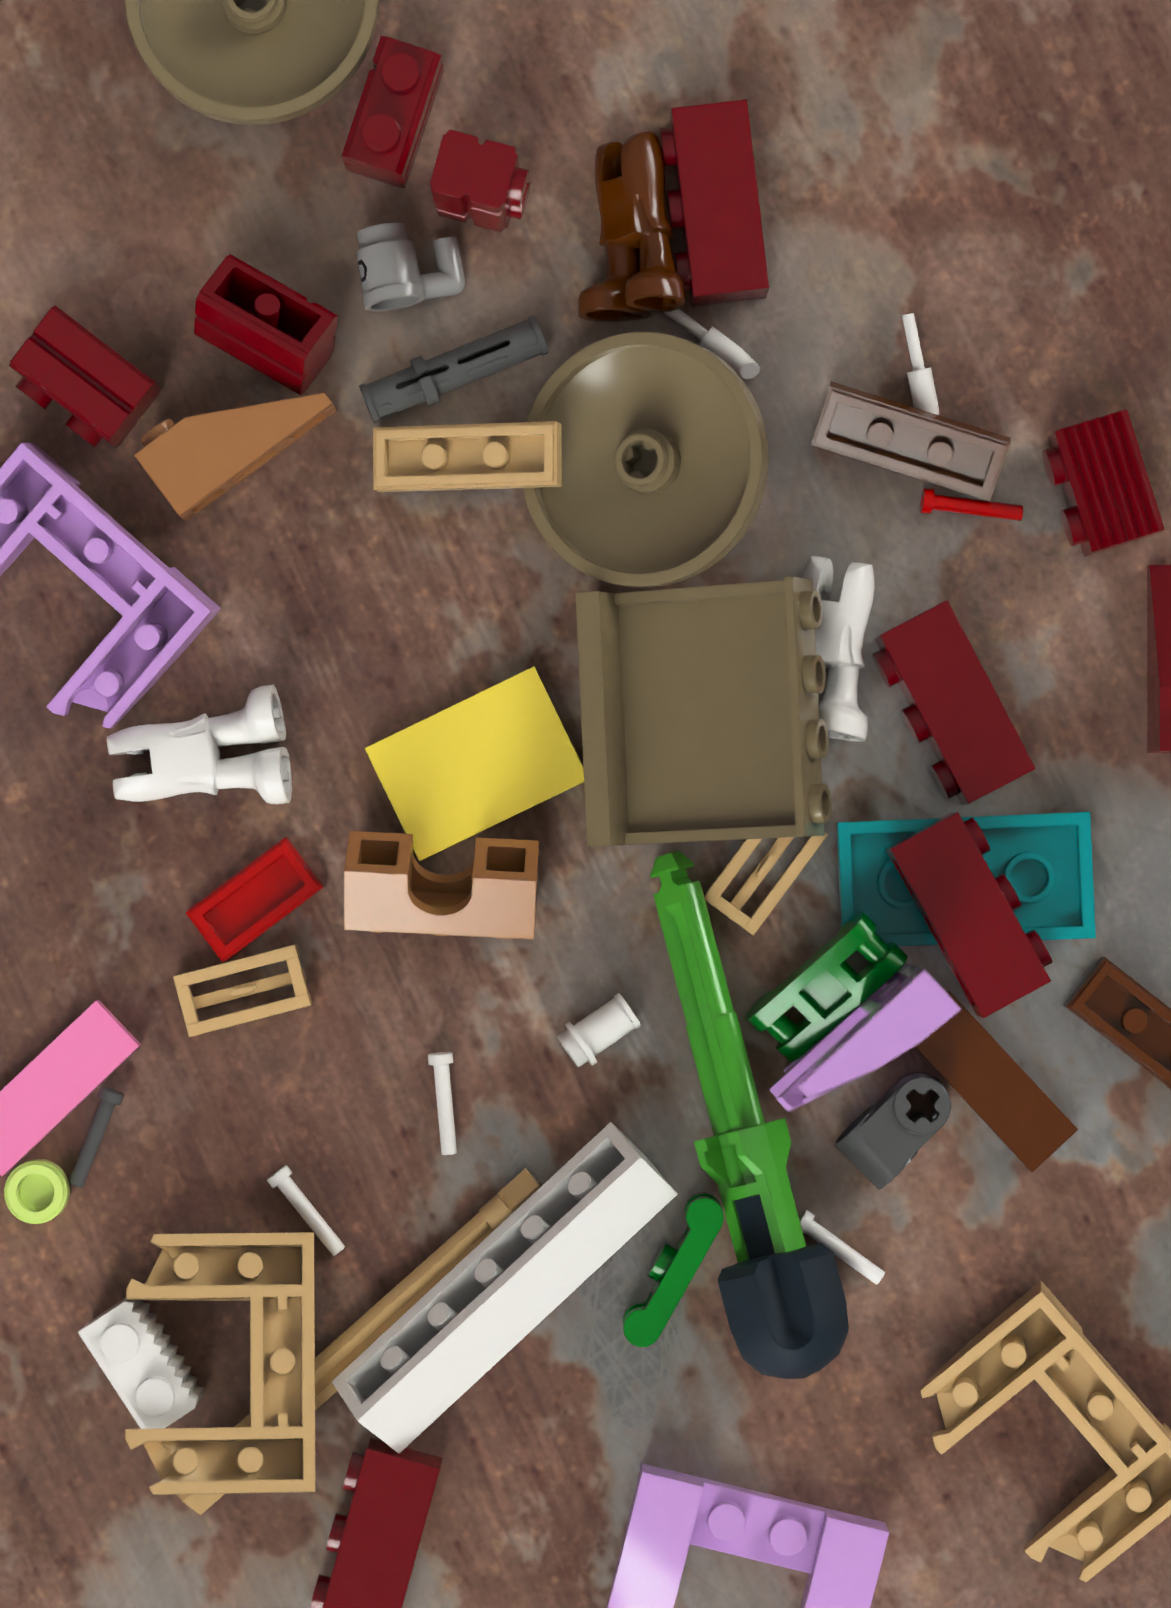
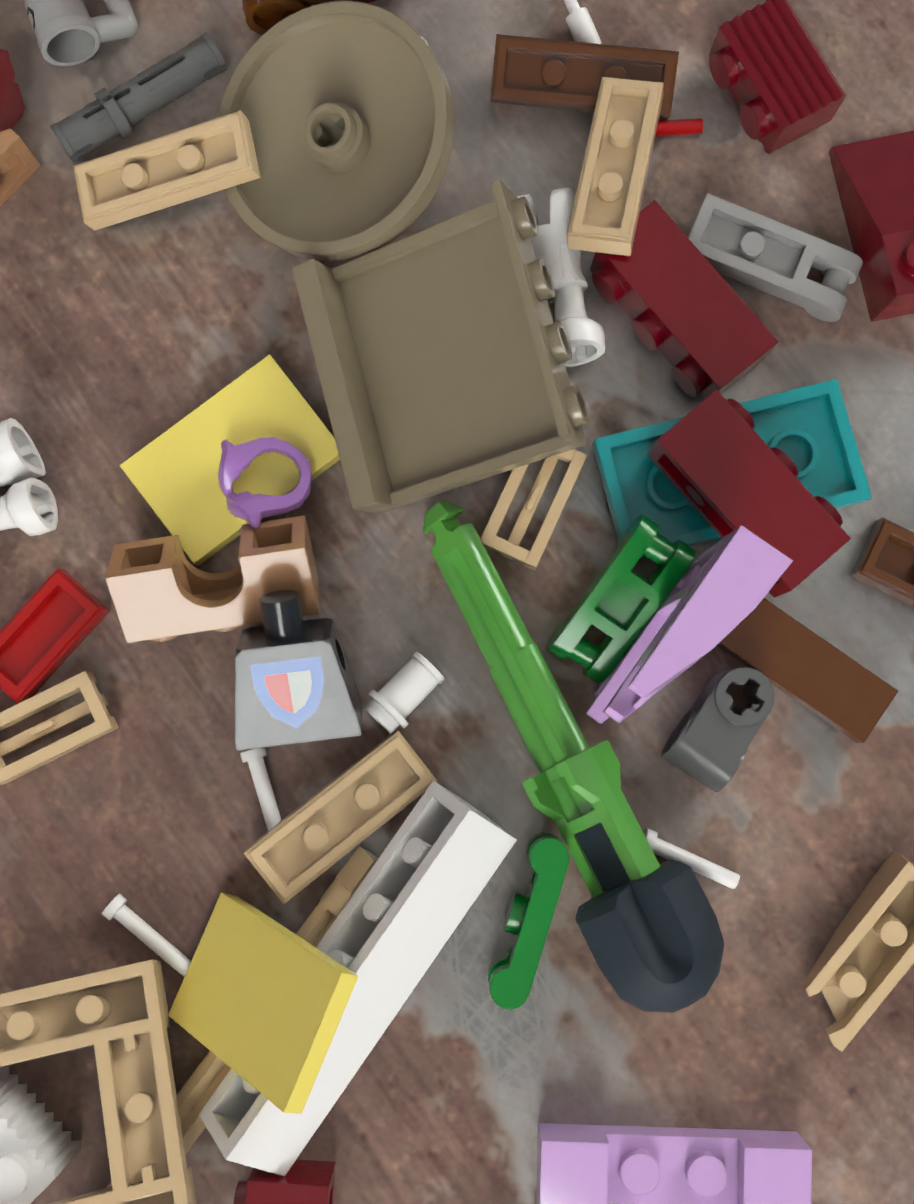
camera: 15 degrees left, 5 degrees down
(411, 1287) = (263, 1001): none -> light yellow tile
(494, 824) = (255, 507): none -> medium lavender piece
(497, 998) = (292, 679): none -> torso
(514, 1135) = (339, 816): none -> tan tile
(917, 556) = (615, 166): none -> tan tile
(1056, 670) = (774, 257): none -> light grey plate

